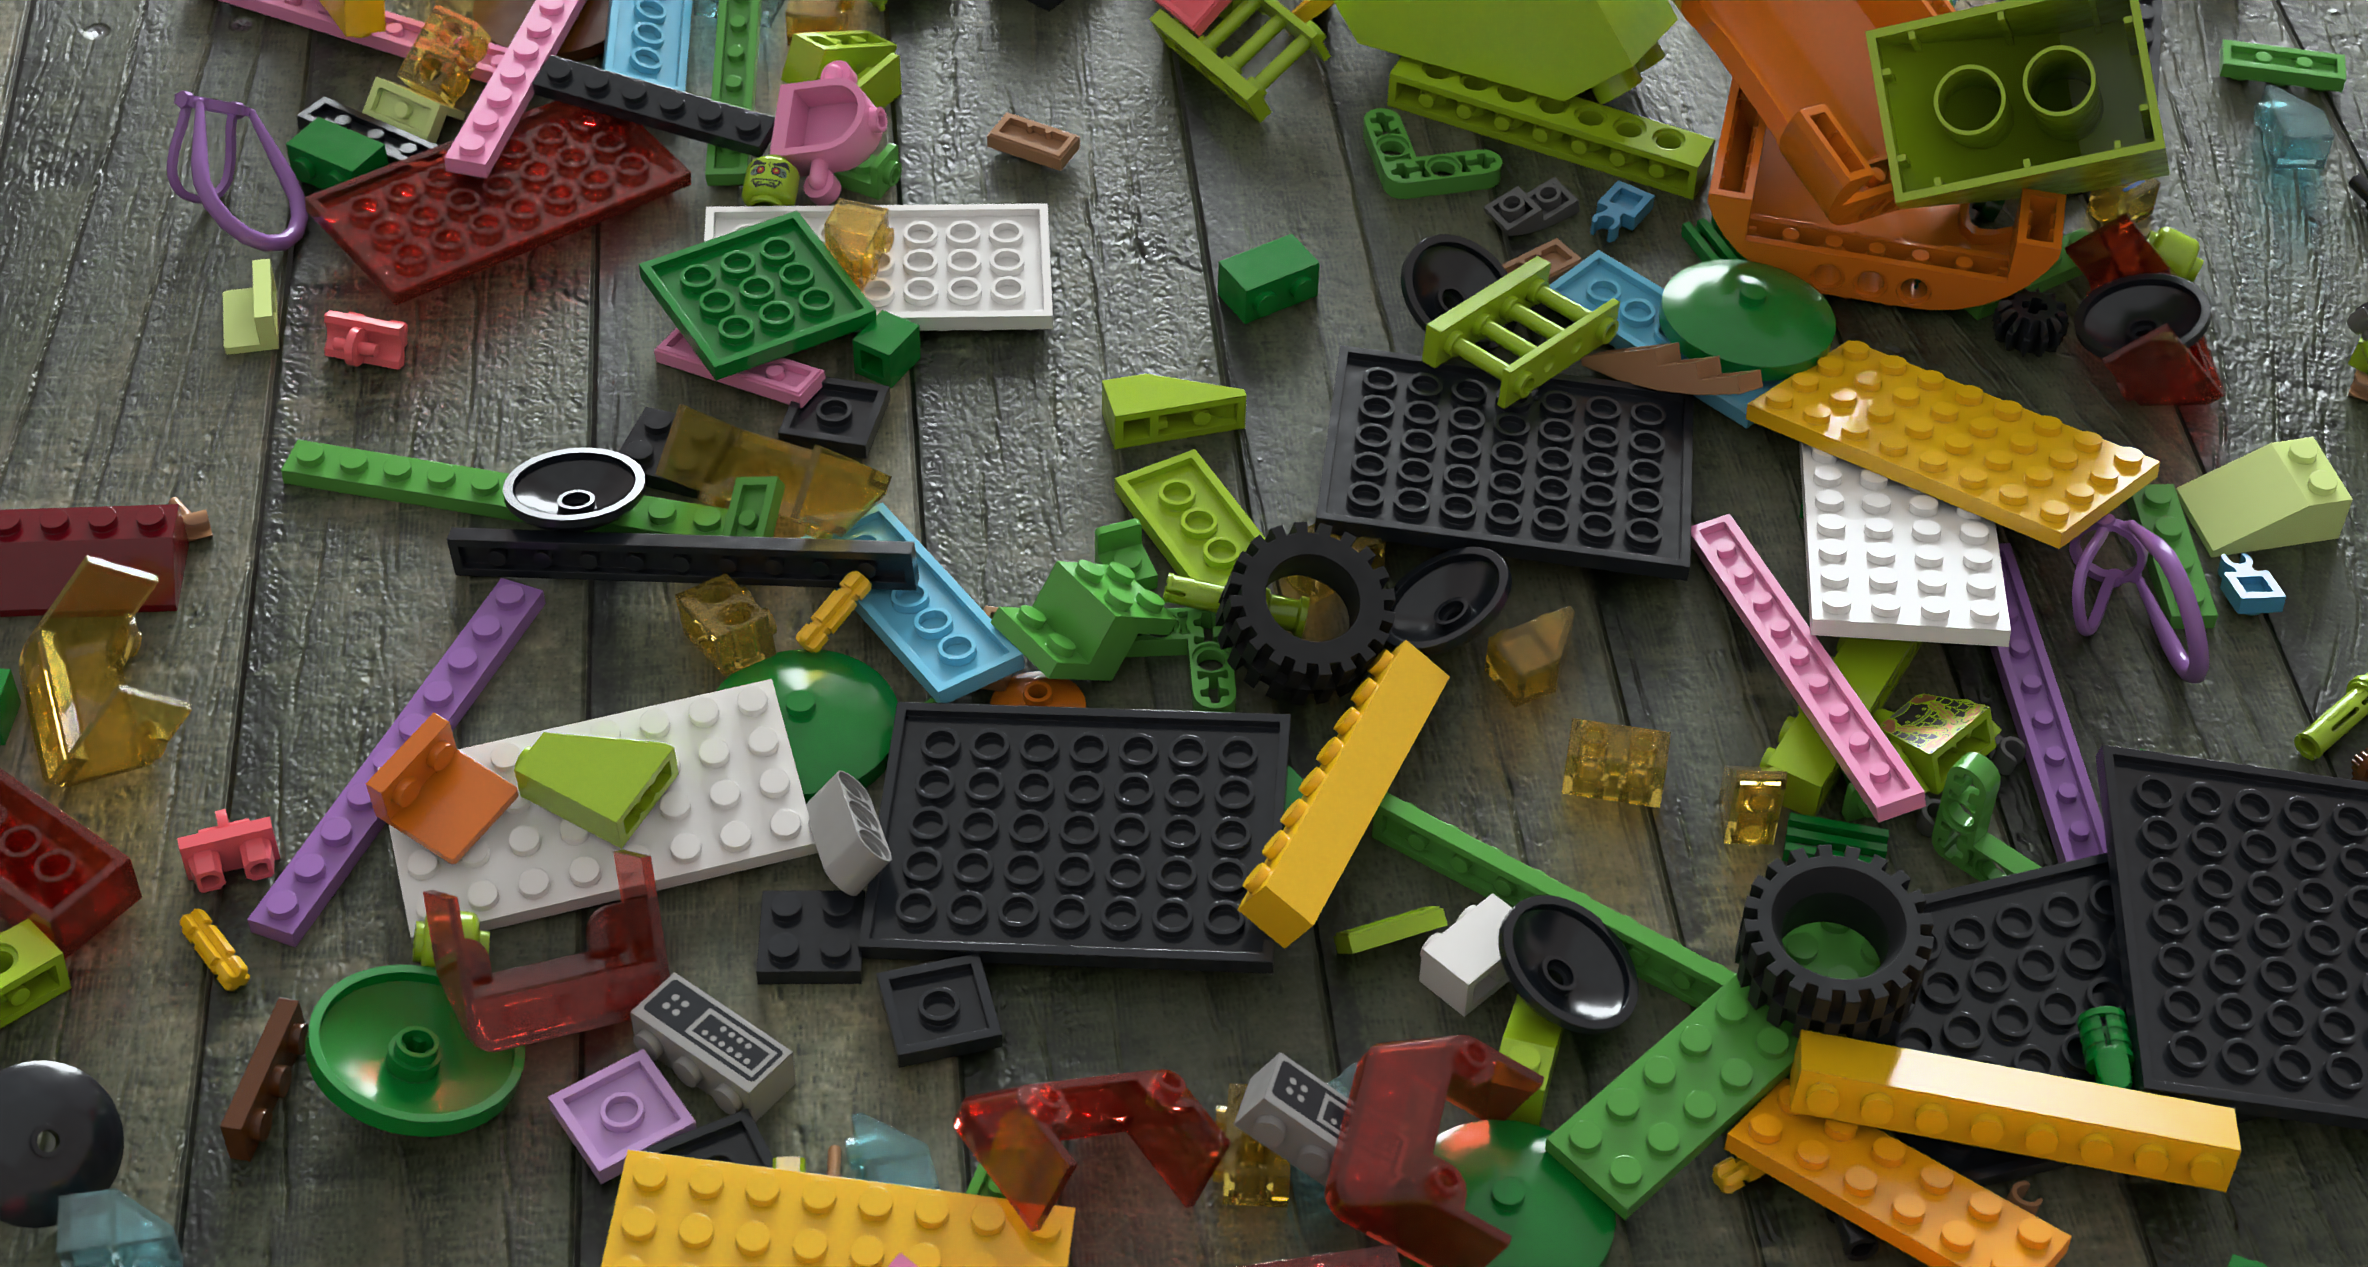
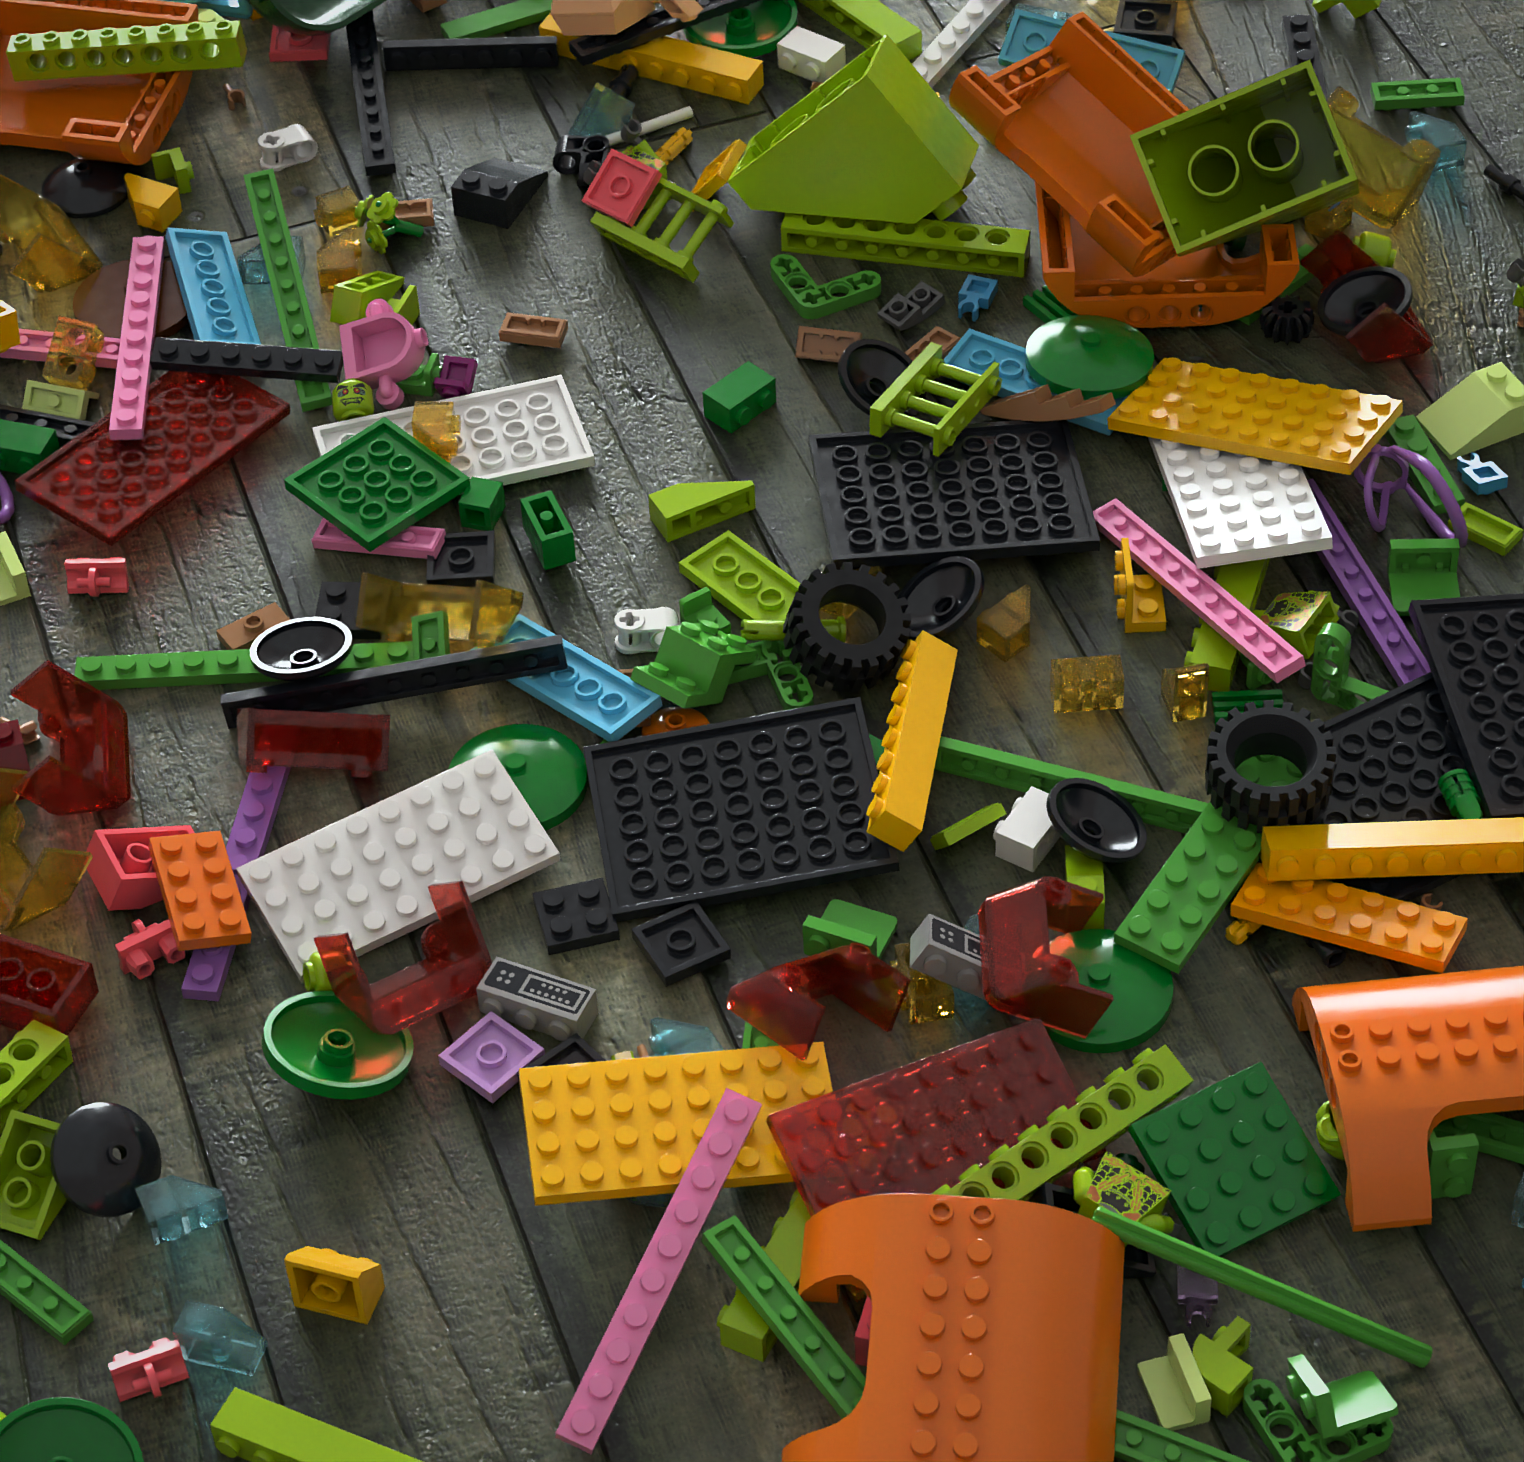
camera: 10 degrees left, 0 degrees up
(214, 949) = (165, 1014): yellow axle -> none
(265, 1080) = (240, 1087): reddish brown plate -> none
(271, 735) = (124, 866): none -> coral slope
(273, 561) = (92, 742): none -> clear red windscreen
(317, 789) = (199, 890): none -> orange plate
(438, 792) = (292, 874): orange bracket -> none
(516, 449) = (245, 630): none -> medium nougat plate
(537, 613) = (313, 740): none -> clear red windscreen
(596, 780) = (397, 842): lime slope -> none
(727, 624) = (441, 720): clear yellow brick -> none
(833, 611) = (515, 695): yellow axle -> none
(847, 833) = (580, 841): light grey beam -> none
(913, 180) = (456, 377): none -> magenta bracket
(957, 399) = (548, 530): none -> green brick
(1038, 555) = (645, 629): none -> white piece
(1179, 1040) = (848, 924): none -> bright green bracket
(1398, 230) = (823, 343): none -> medium nougat plate
(1727, 658) = (1141, 596): none -> yellow bracket
(2132, 705) = (1422, 571): none -> bright green bracket
(2210, 154) = (1387, 173): none -> clear yellow windscreen
(2243, 665) = (1489, 530): none -> lime tile

